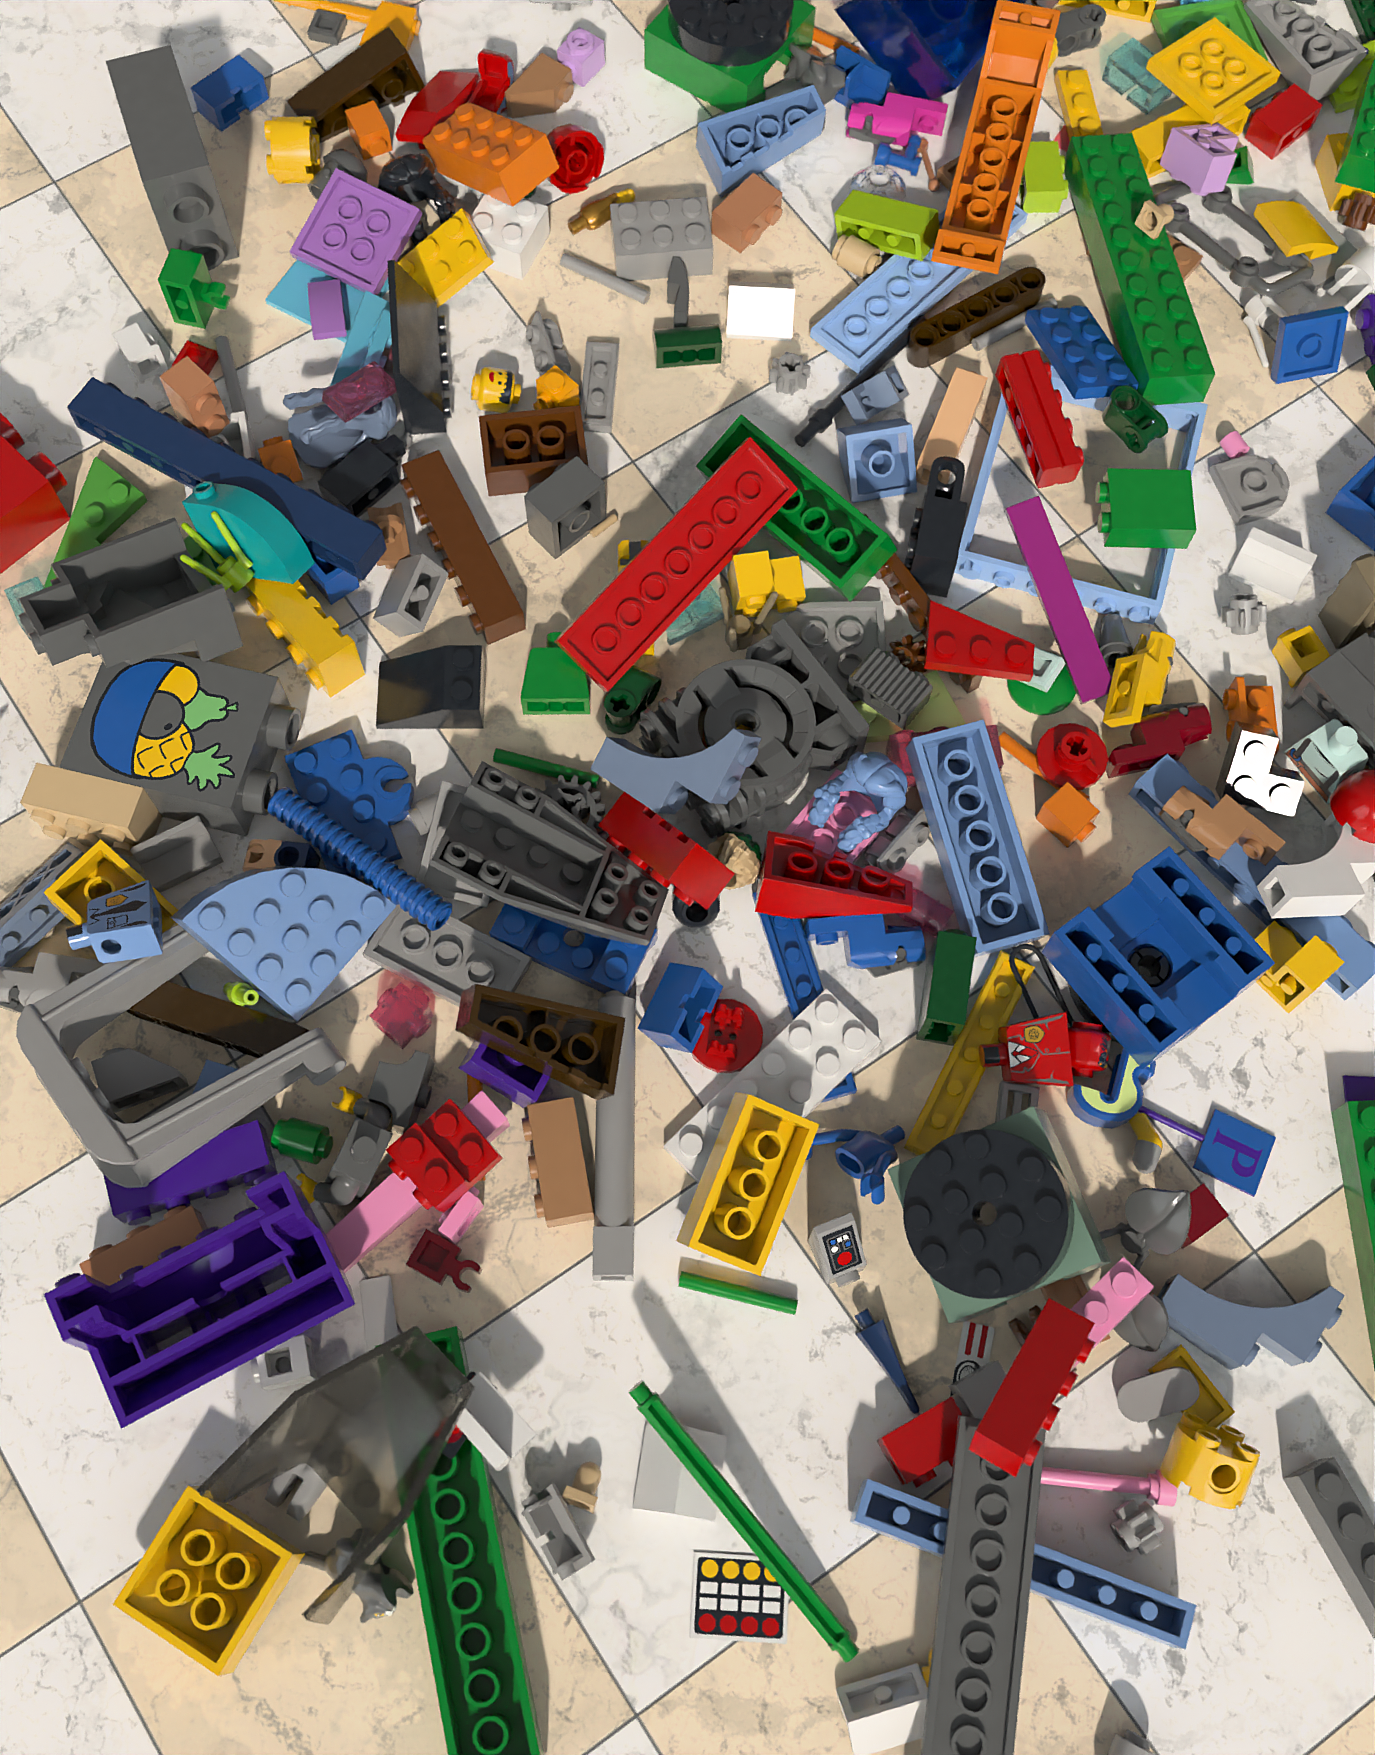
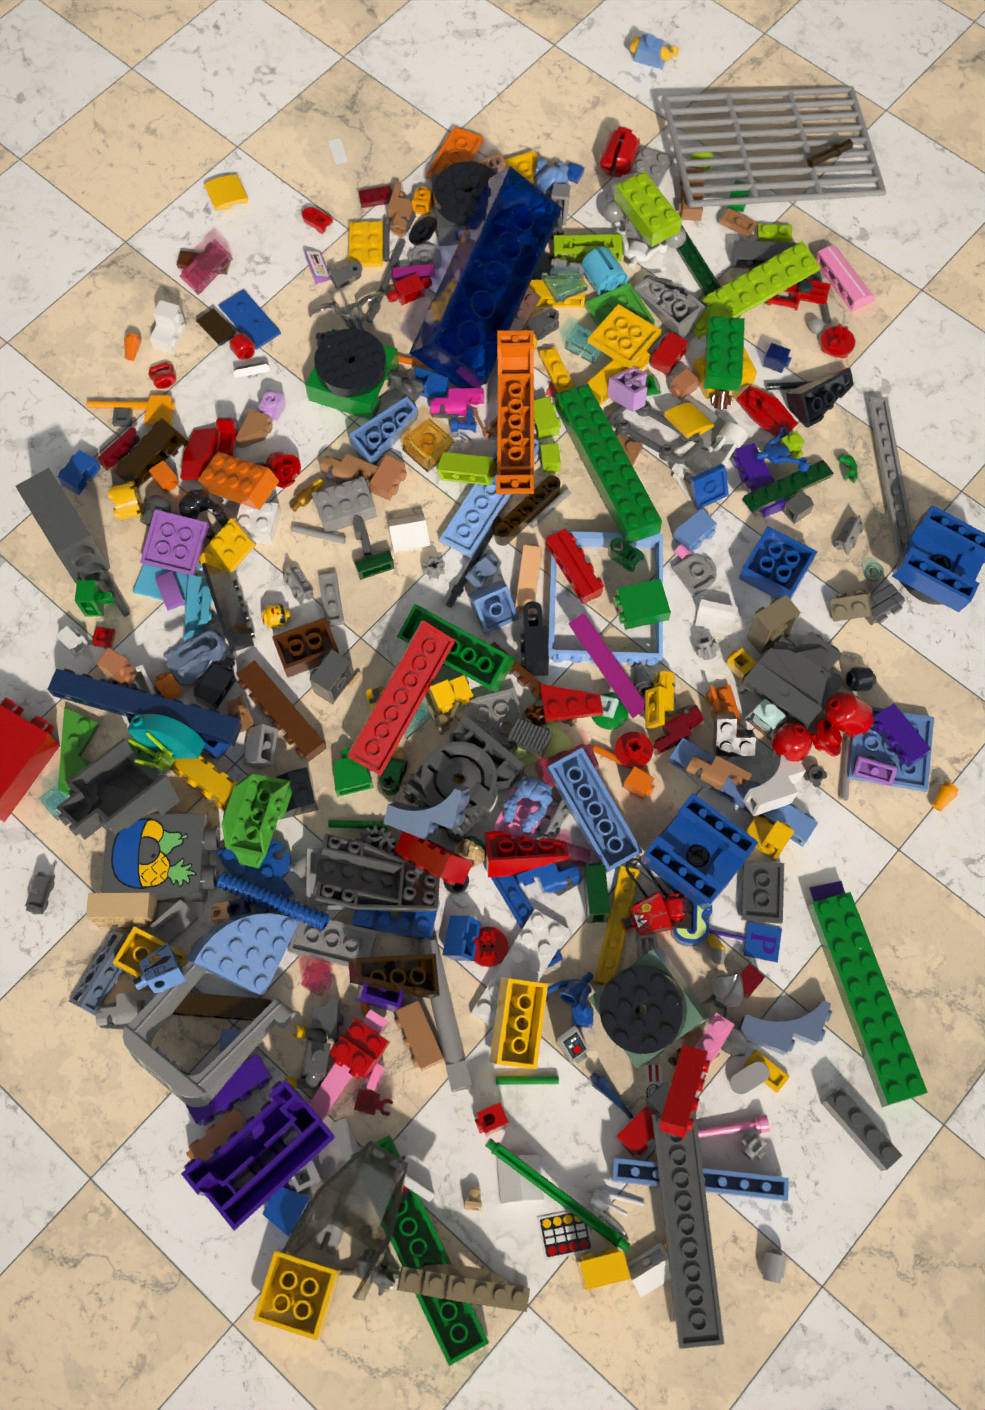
camera: 10 degrees left, 0 degrees up
(134, 1078) = (185, 1047): light grey slope -> none
(230, 375) = (126, 642): light grey piece -> none
(230, 1411) = (286, 1209): none -> blue torso
(236, 301) = (118, 599): none -> dark grey piece
(240, 993) = (229, 989): lime bar -> none
(301, 71) = (118, 449): none -> dark red hinge
(302, 1140) = (282, 1058): green brick -> none
(359, 391) = (204, 639): clear pink plate -> none
(362, 702) = (253, 816): none -> bright green slope
(523, 1647) = (464, 1285): none -> dark tan piece
(550, 1516) = (461, 1219): light grey hinge -> none
(556, 390) = (309, 610): light orange brick -> none
(653, 1347) = (491, 1119): none -> red brick
(684, 180) = (346, 469): none -> medium nougat plate
(797, 1687) = (603, 1269): none -> yellow brick
(822, 1555) = (601, 1202): none -> white plant
(826, 172) = (427, 444): none -> clear yellow slope
(856, 256) = (454, 489): tan brick -> none
(863, 1208) = (579, 1021): none -> blue brick
(1036, 242) = (550, 458): none -> lime brick
(1079, 351) = (588, 519): blue plate -> none
(1153, 218) = (610, 437): tan piece -> none
(1210, 1462) = (781, 1105): yellow brick -> none
(1255, 1061) = (762, 891): none -> dark grey plate
(1266, 414) = (695, 530): none -> medium blue brick
(1298, 174) = (684, 384): none -> nougat brick

